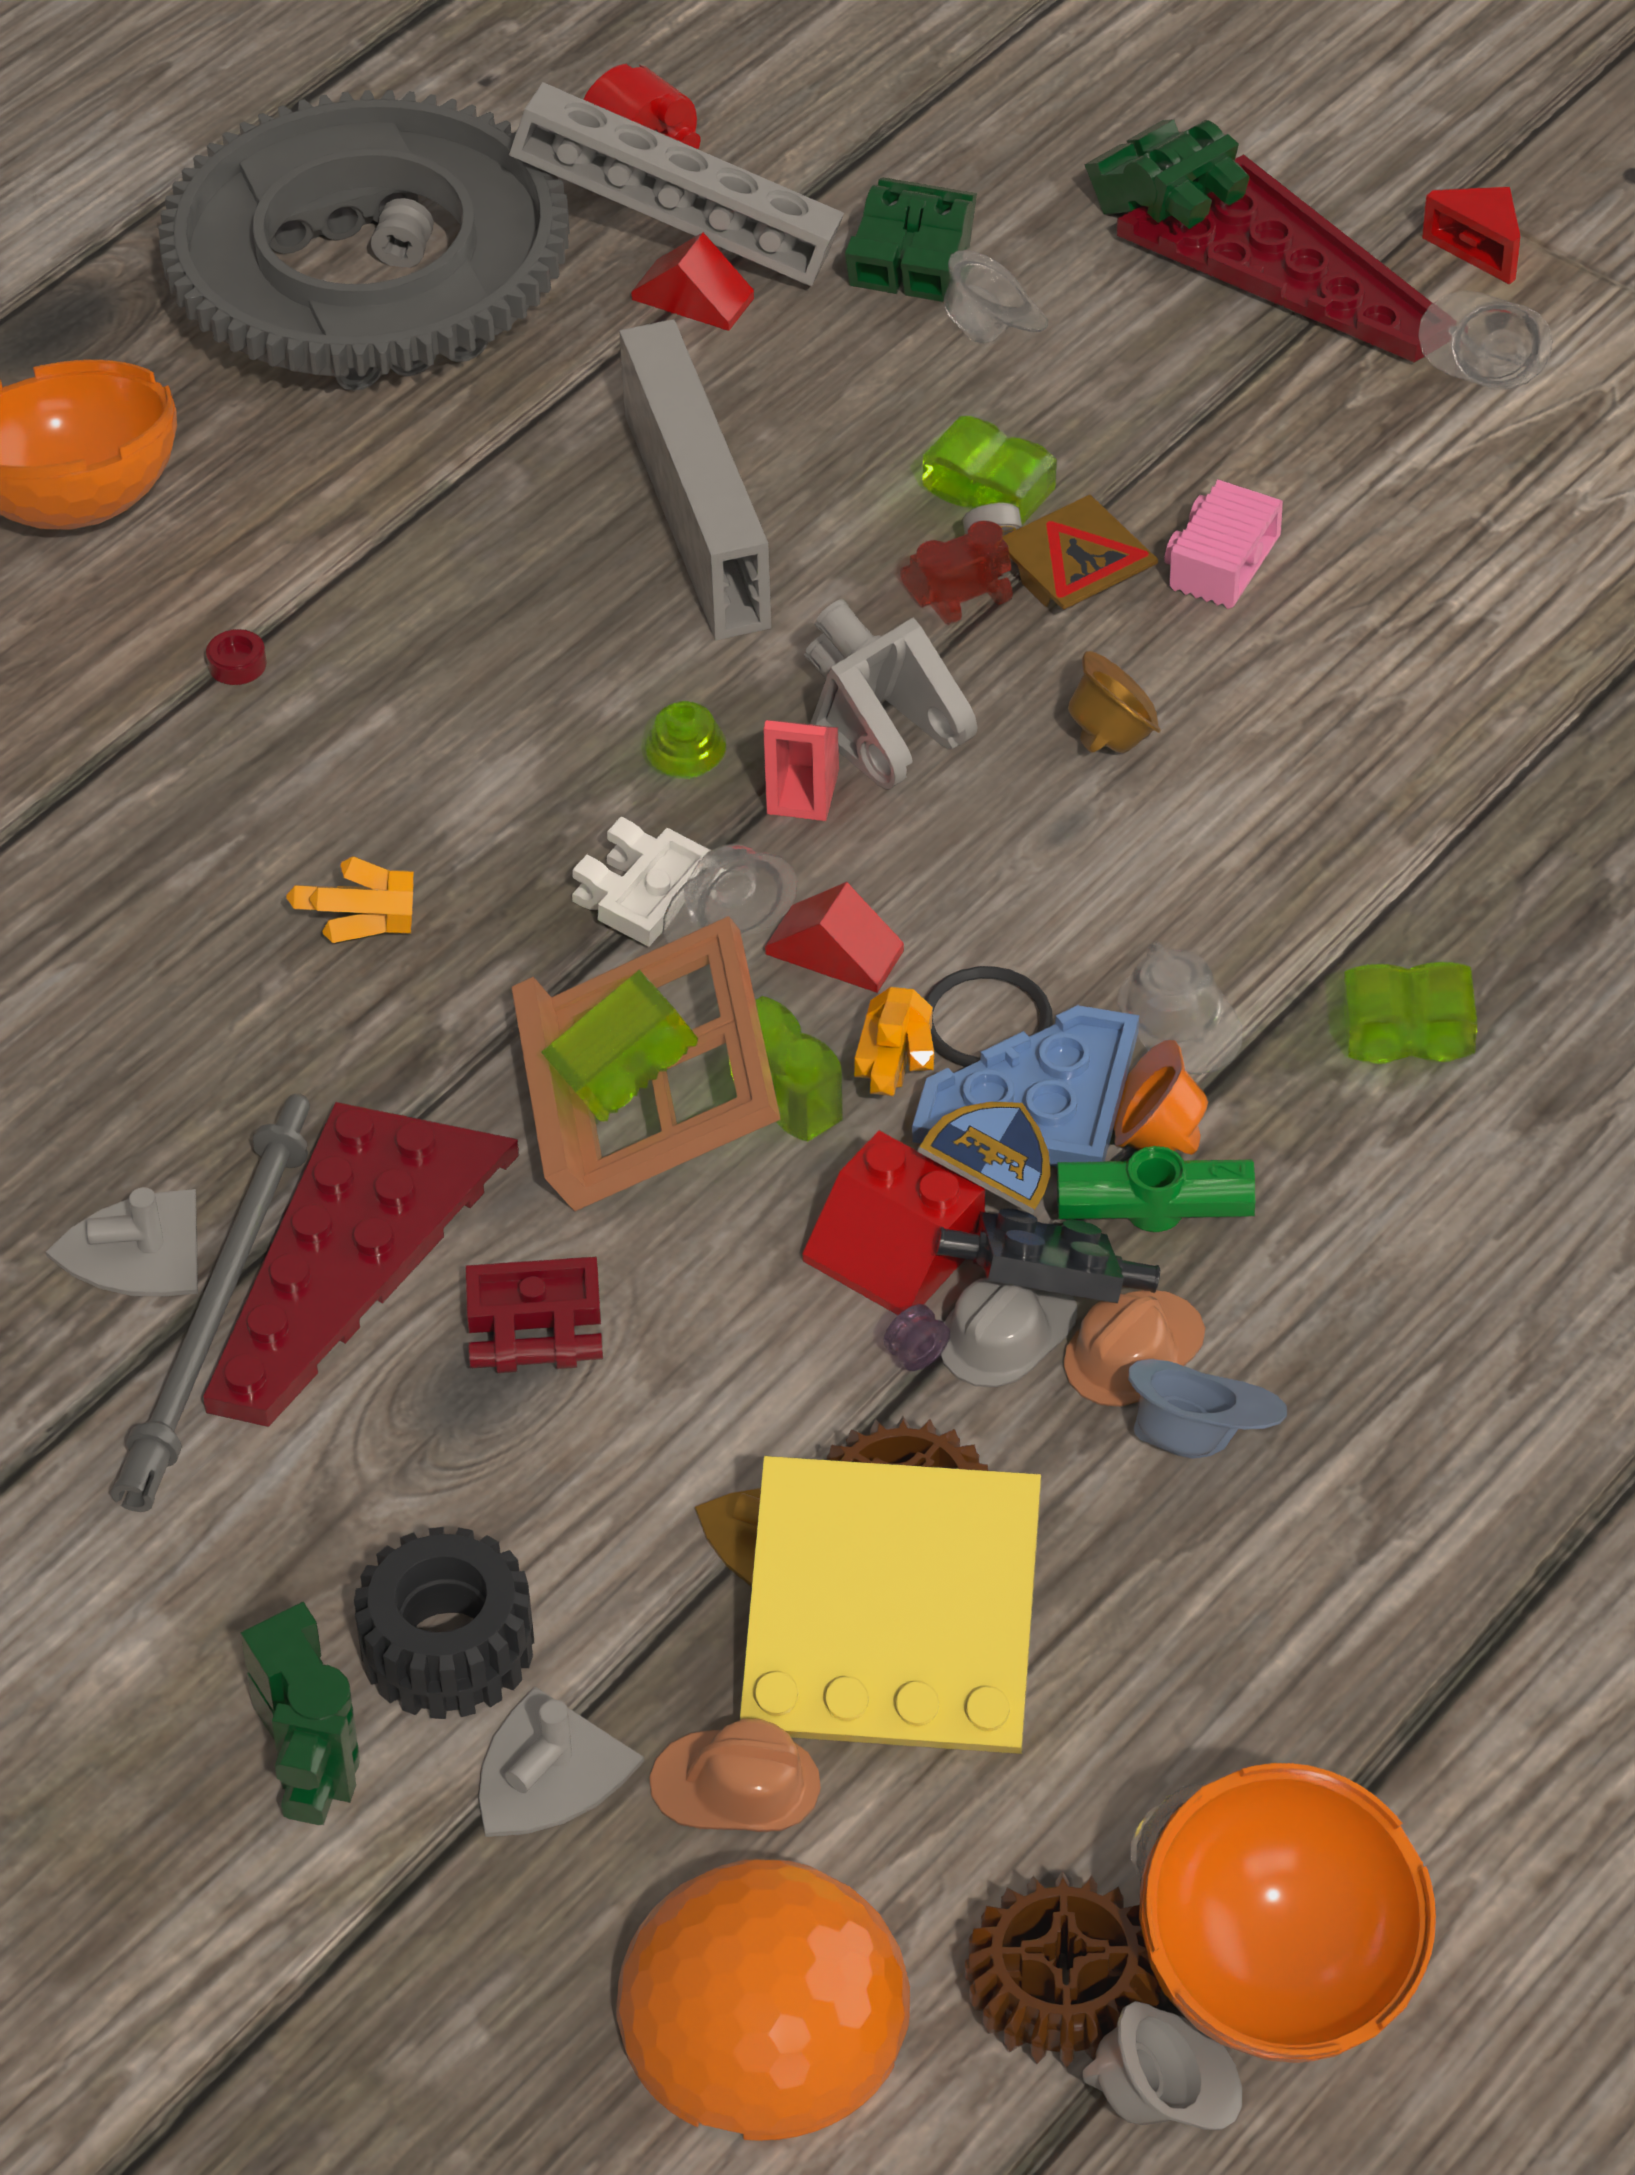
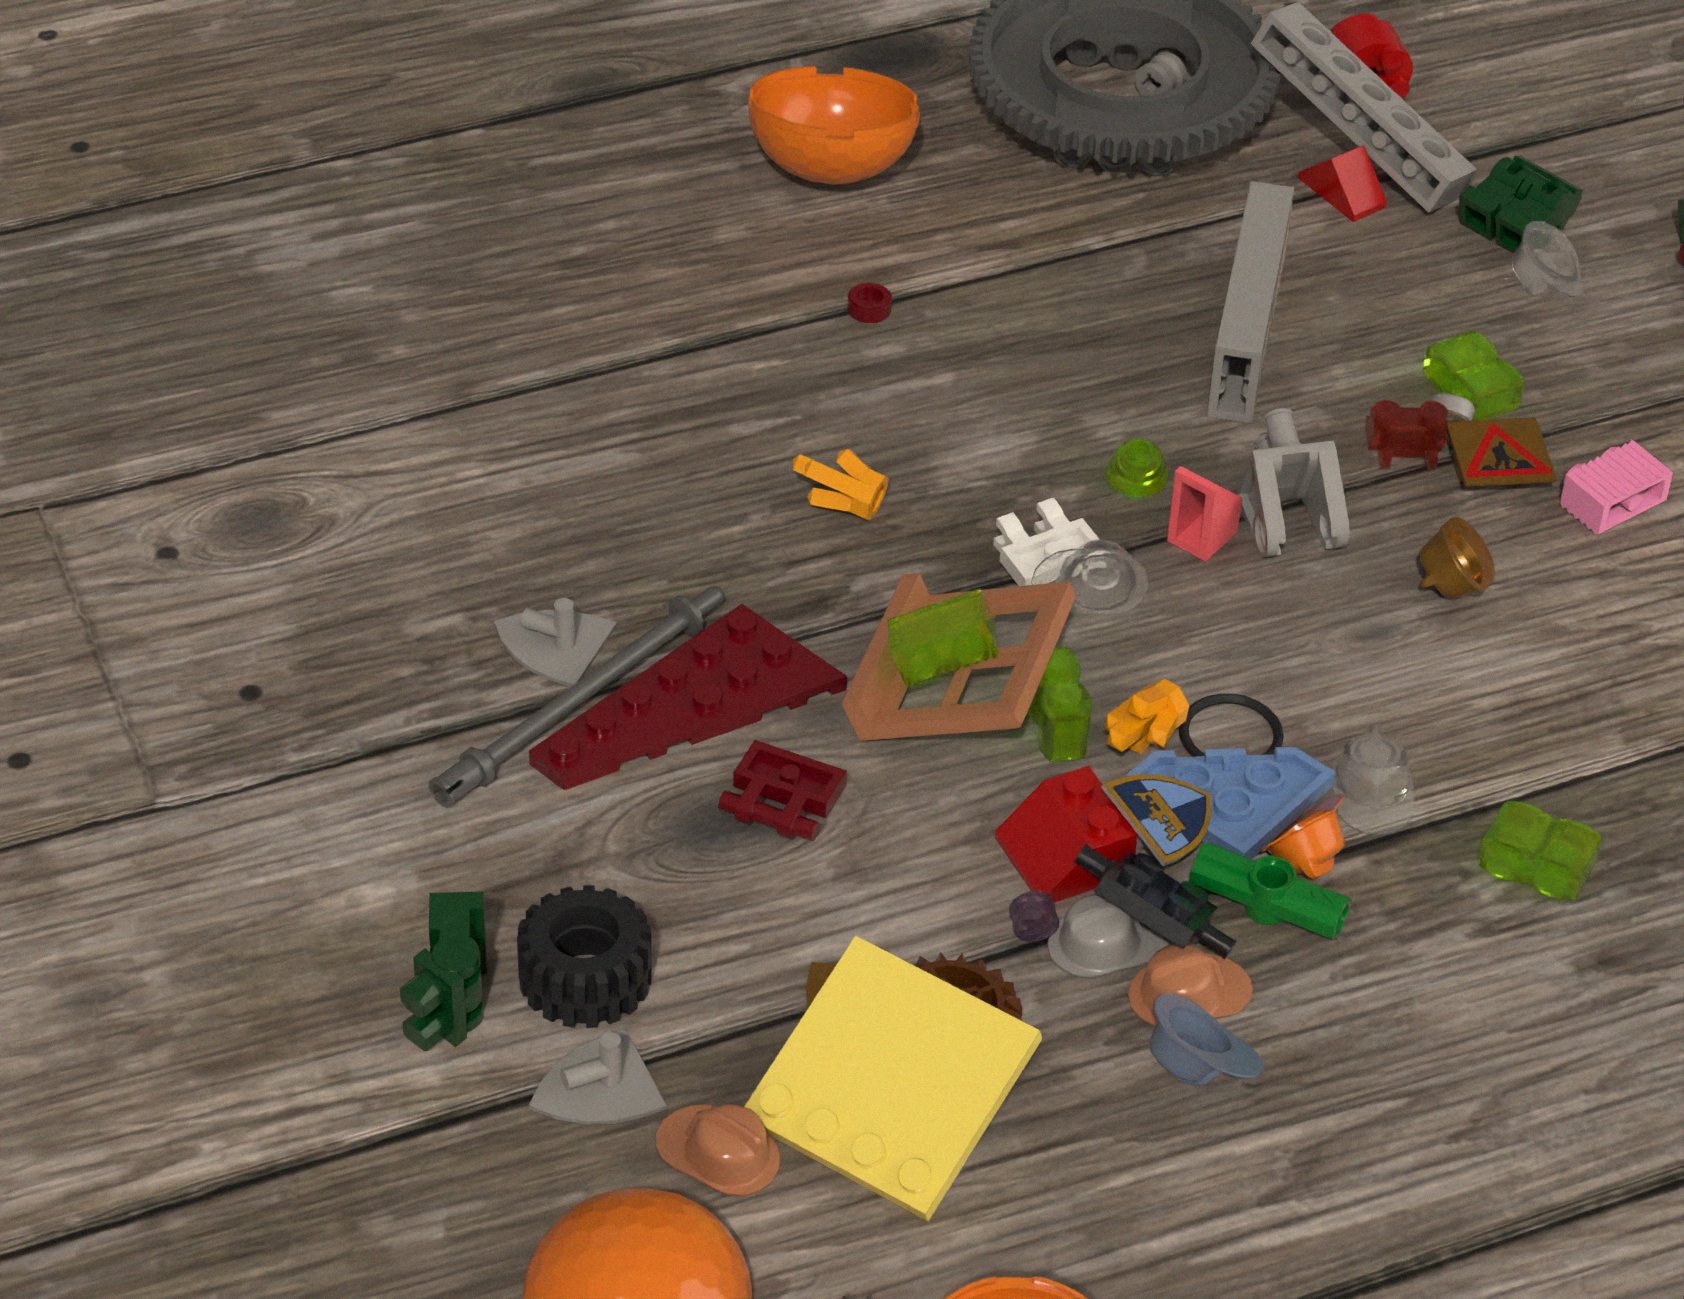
camera: 25 degrees right, 5 degrees down
(838, 938) = (1158, 639): red slope -> none

